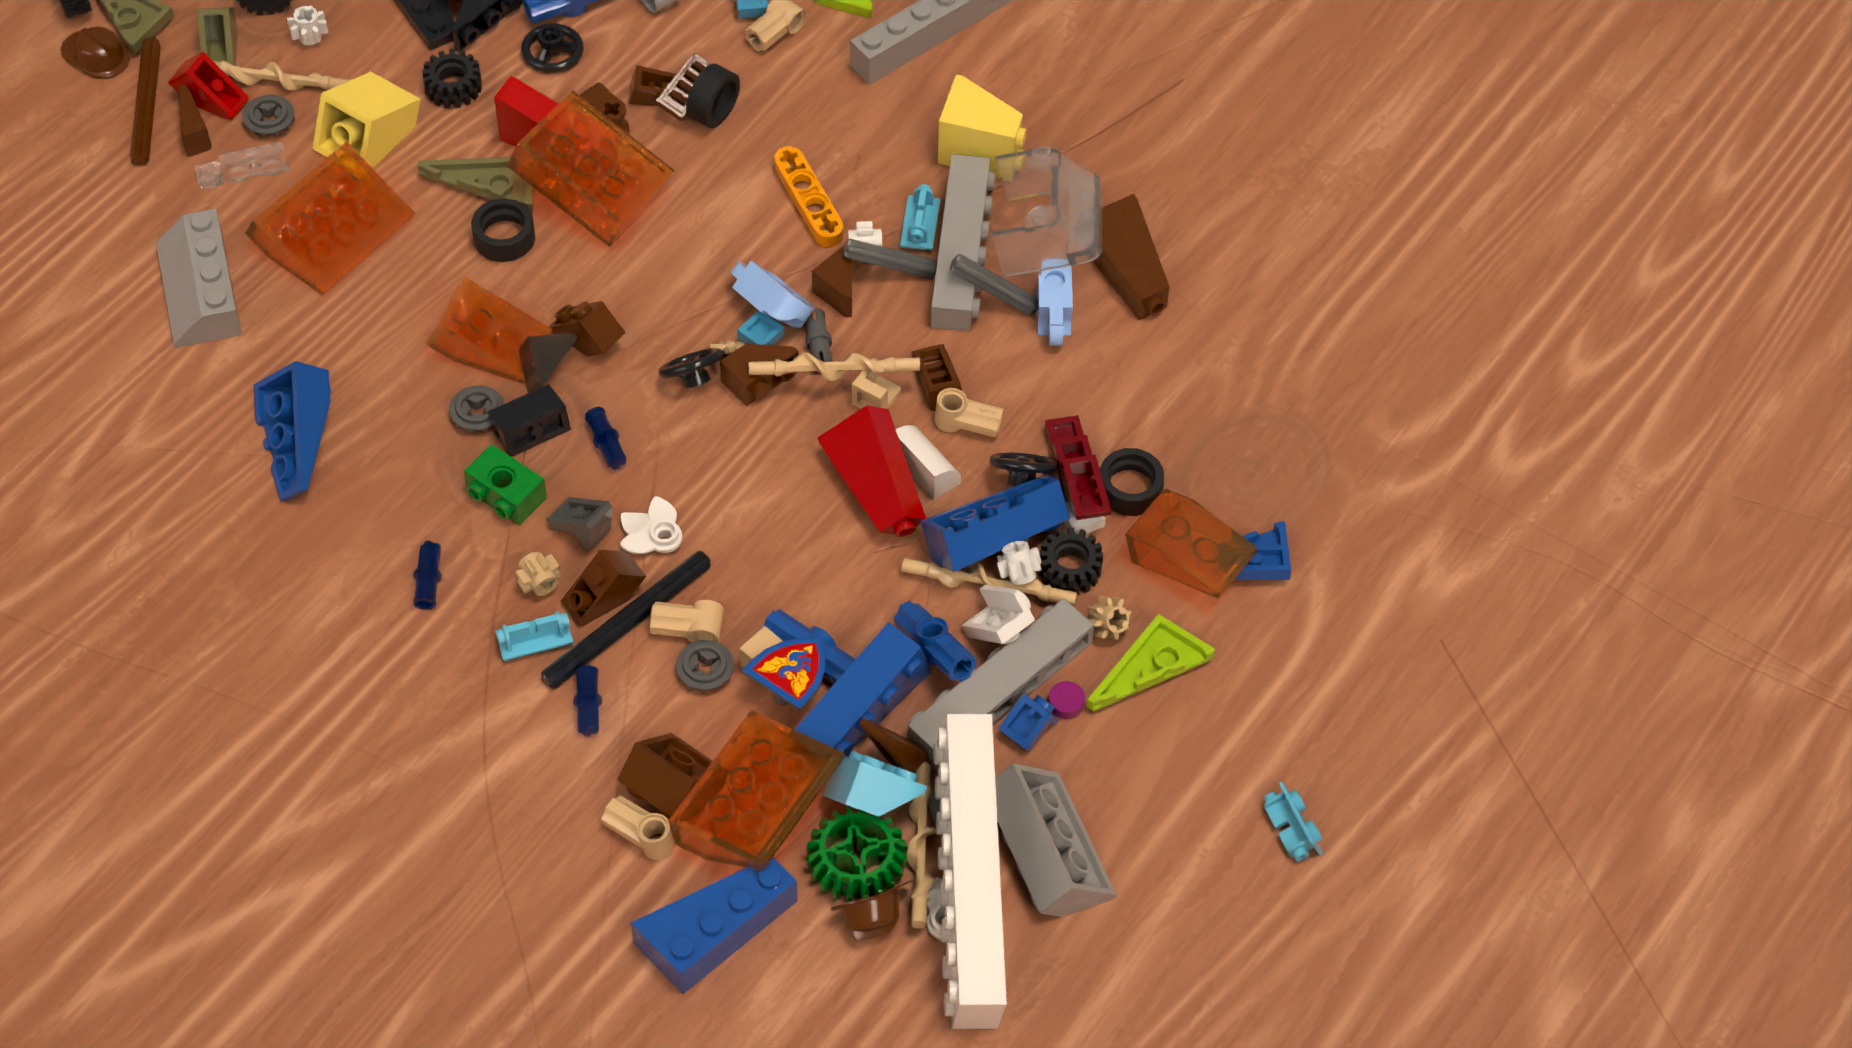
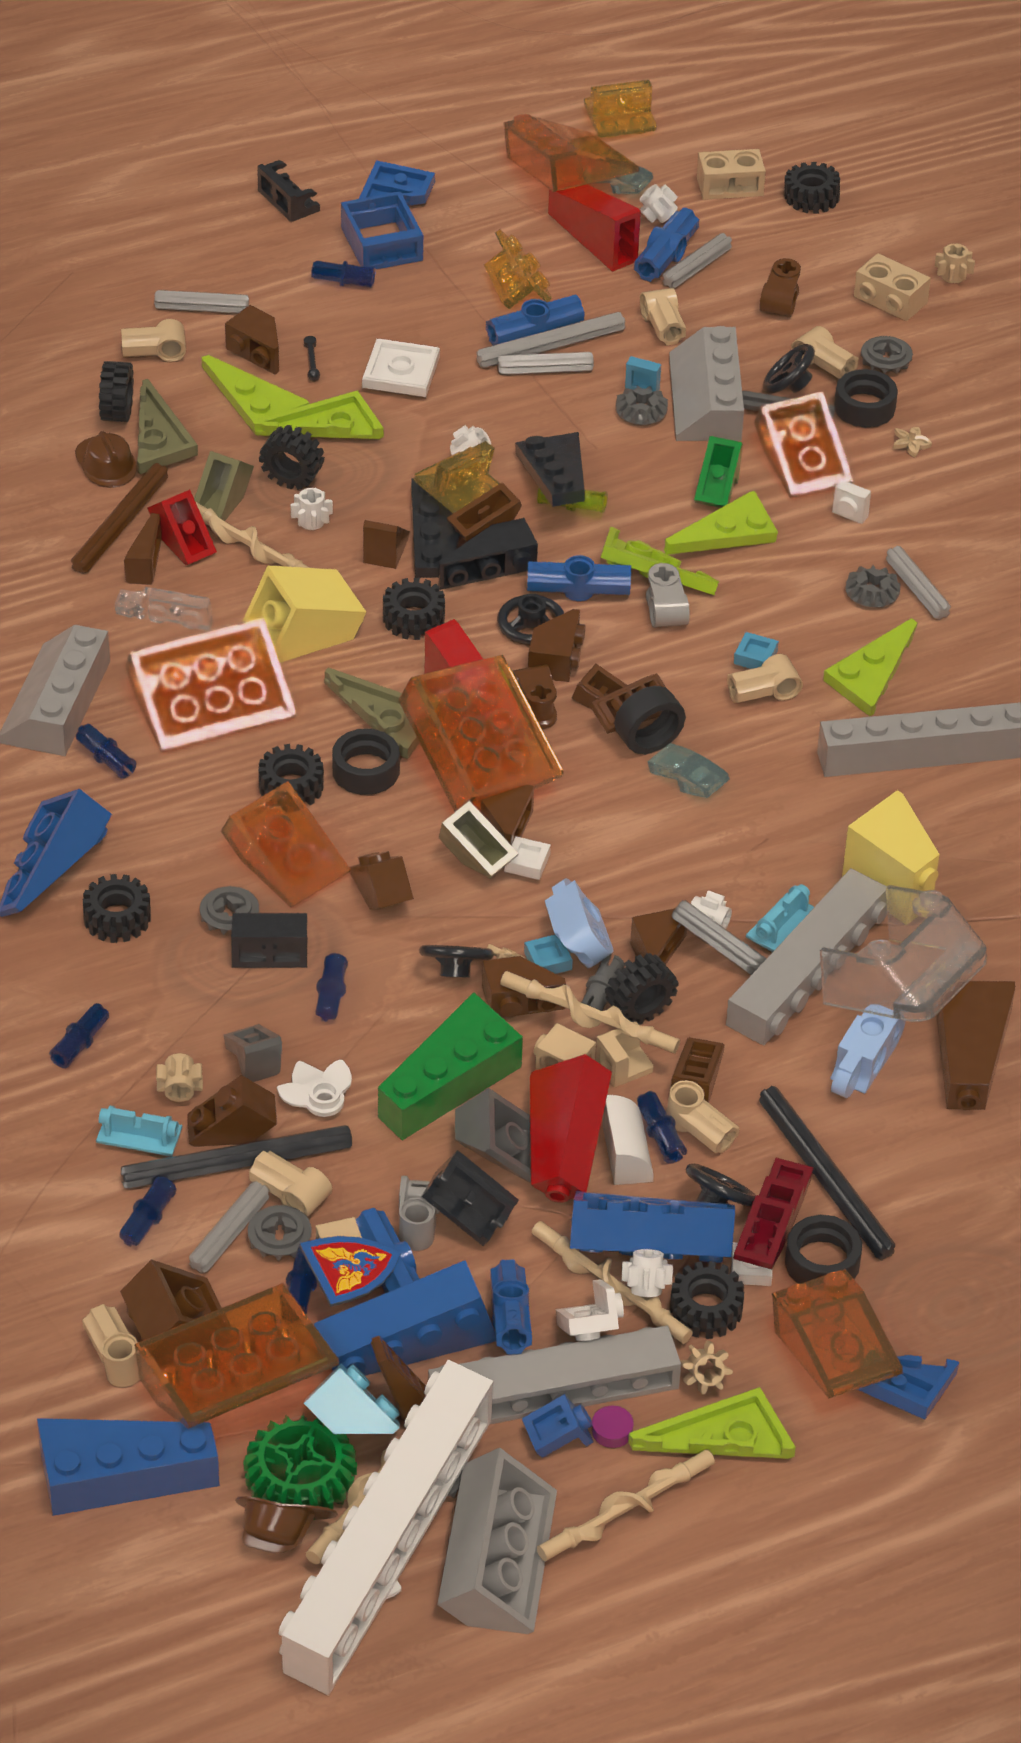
camera: 30 degrees right, 10 degrees down
(268, 106) = (227, 566): dark grey gear -> none
(277, 315) = (105, 750): none -> clear blue axle
(383, 466) = (116, 893): none -> black tyre
(389, 33) = (383, 543): none -> reddish brown slope
(444, 256) = (292, 762): none -> black tyre
(497, 469) = (205, 986): green brick -> none
(542, 355) = (324, 887): clear smoke slope -> none
(592, 62) = (556, 644): none -> reddish brown slope
(645, 261) = (476, 841): none -> olive slope
(649, 230) = (510, 811): none -> reddish brown slope
(661, 681) = (228, 1227): none -> light grey axle
(689, 256) = (531, 858): none -> white plate
(749, 694) = (301, 1280): none -> clear blue axle
(751, 460) = (450, 1067): none -> green wedge
(772, 125) = (692, 771): none -> clear light blue slope
(802, 590) = (416, 1215): none -> light grey piece
(812, 195) = (684, 852): light orange beam -> none
(824, 501) = (496, 1132): none -> dark grey slope
(828, 408) = (561, 1045): none -> tan brick
(843, 566) = (469, 1197): none -> black hinge
(858, 326) = (642, 988): none -> black tyre
(942, 435) = (661, 1127): none -> clear blue axle
(993, 284) = (805, 1003): dark grey axle -> none
(1087, 413) = (827, 1173): none -> black axle
(1114, 762) = (621, 1502): none -> tan piece
(1301, 835) = (765, 1634): medium azure hinge -> none

